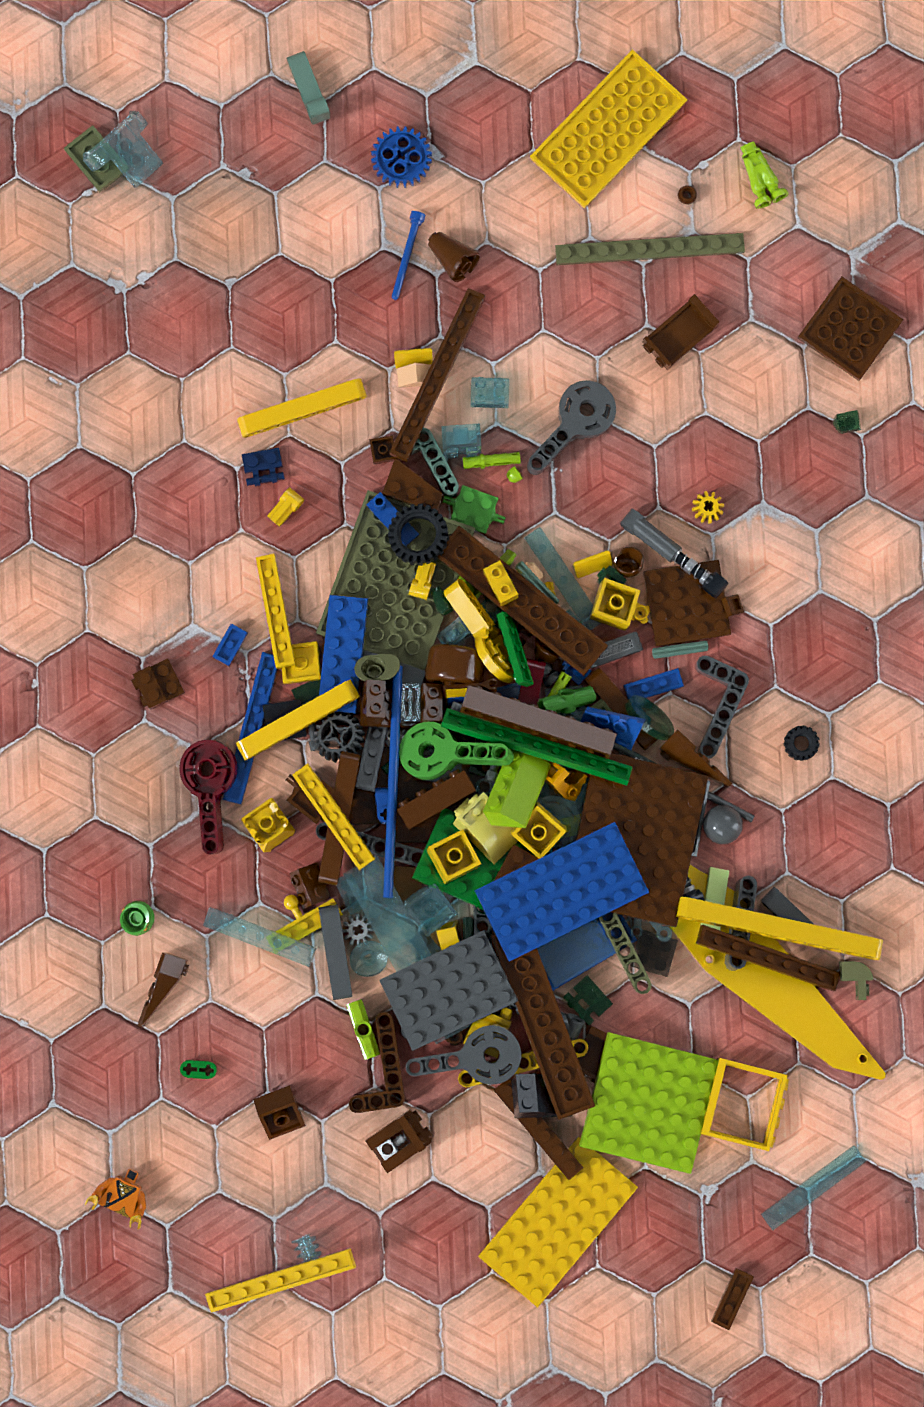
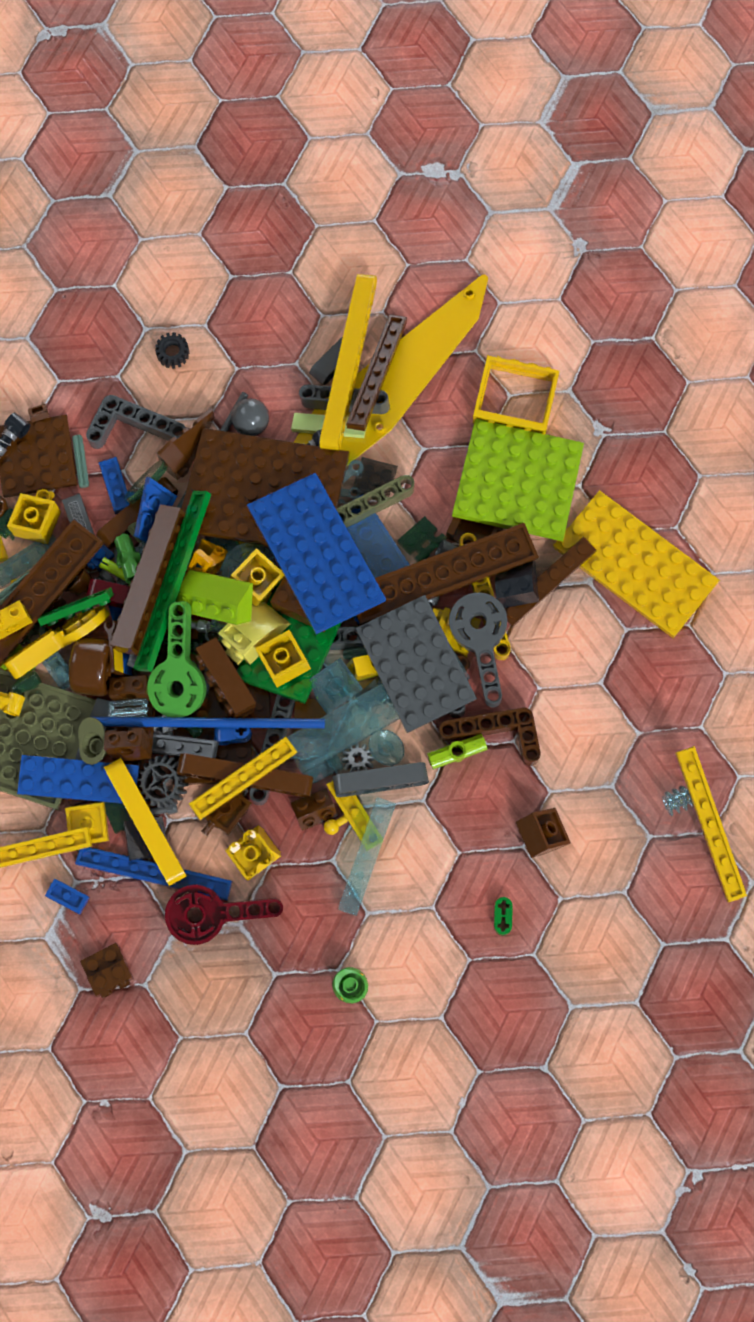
camera: 85 degrees left, 10 degrees down
(121, 1197) = (636, 989): orange torso -> none
(167, 975) = (412, 951): reddish brown wedge -> none
(411, 1125) = (561, 695): reddish brown brick -> none
(732, 1298) = (699, 404): reddish brown plate -> none
(813, 1187) = (591, 336): clear light blue tile -> none
(856, 972) = (390, 296): olive brick -> none

